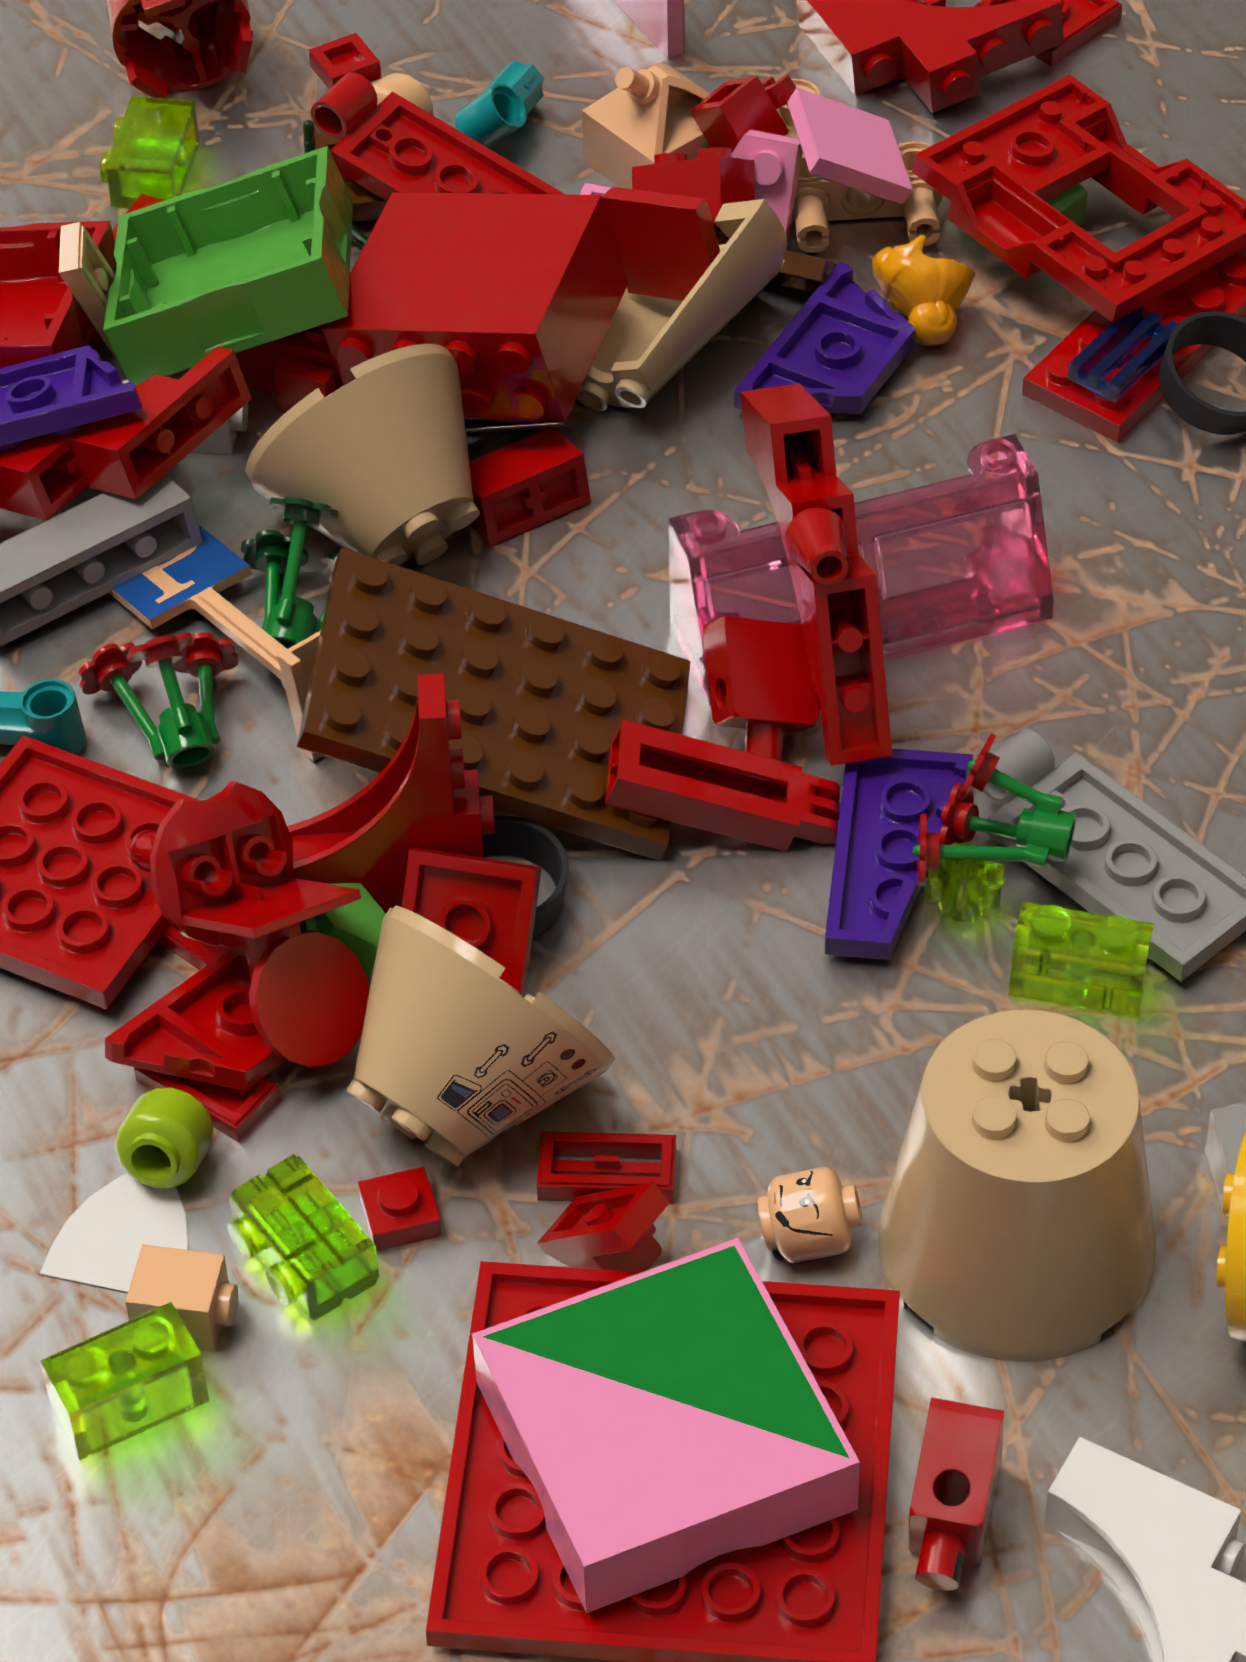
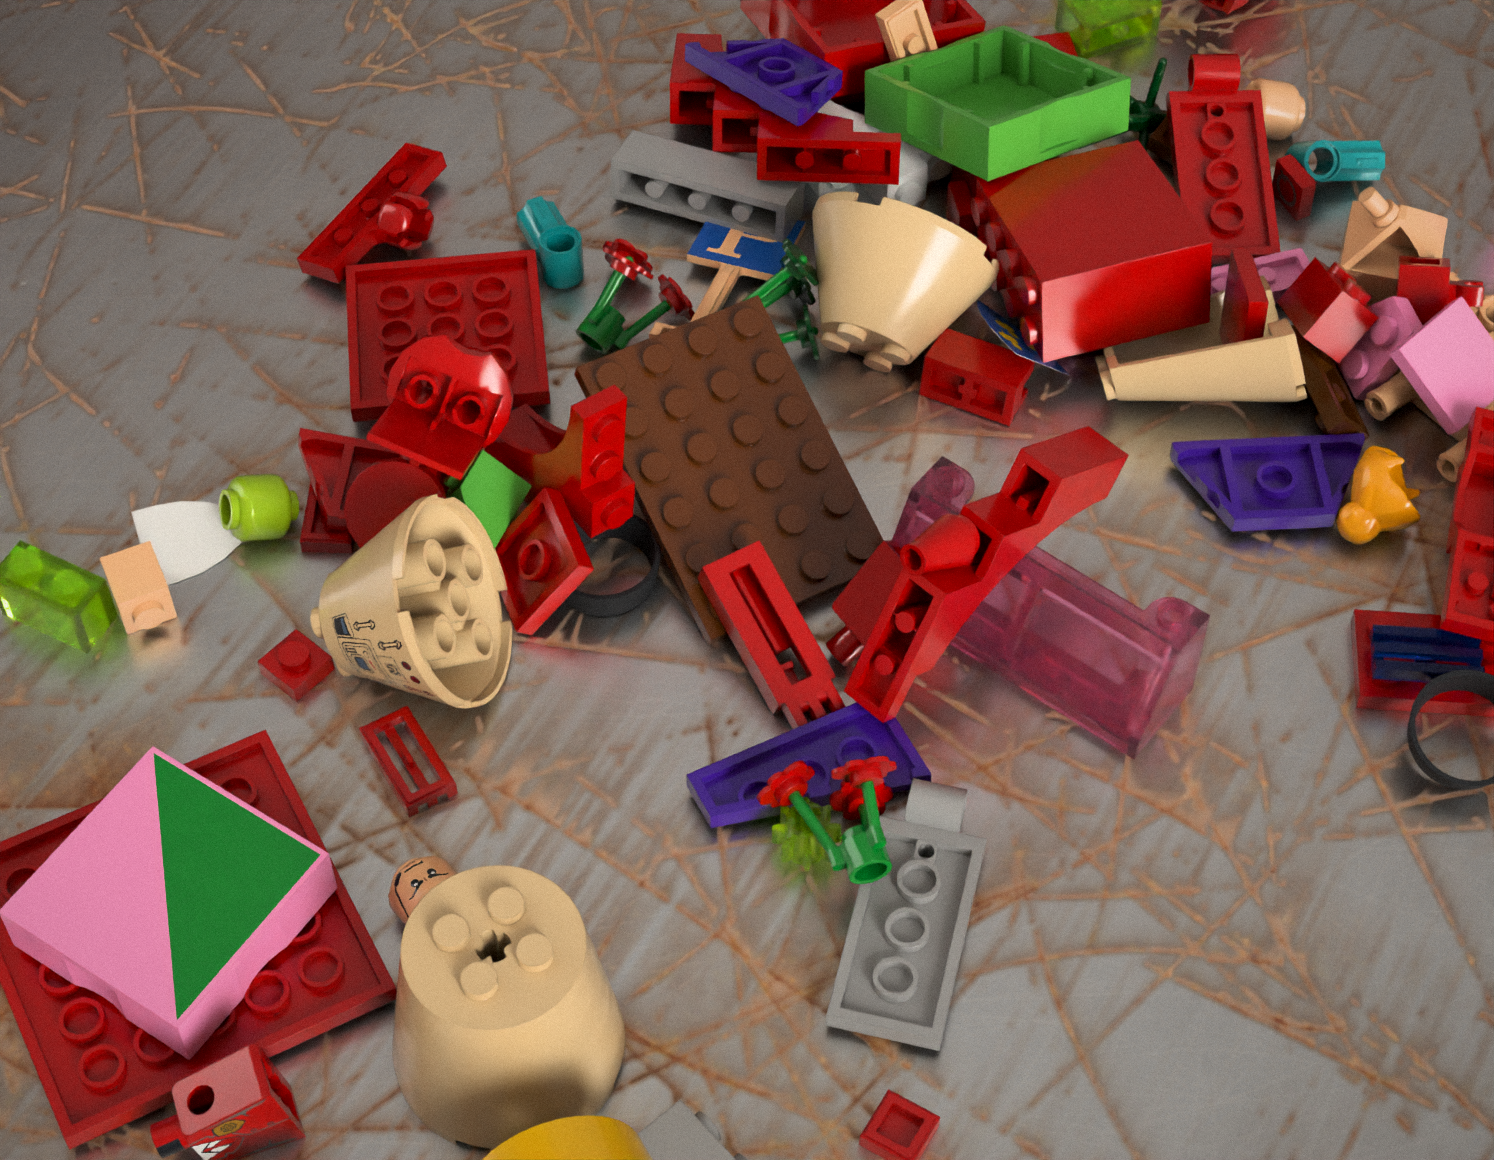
camera: 55 degrees right, 5 degrees up
(303, 1238) = (226, 624): clear neon green brick -> none
(344, 56) = (1286, 58): red tile -> none
(509, 141) = (1293, 187): none -> red tile
(608, 1230) = (338, 793): red slope -> none
(1080, 958) = (783, 944): clear neon green brick -> none

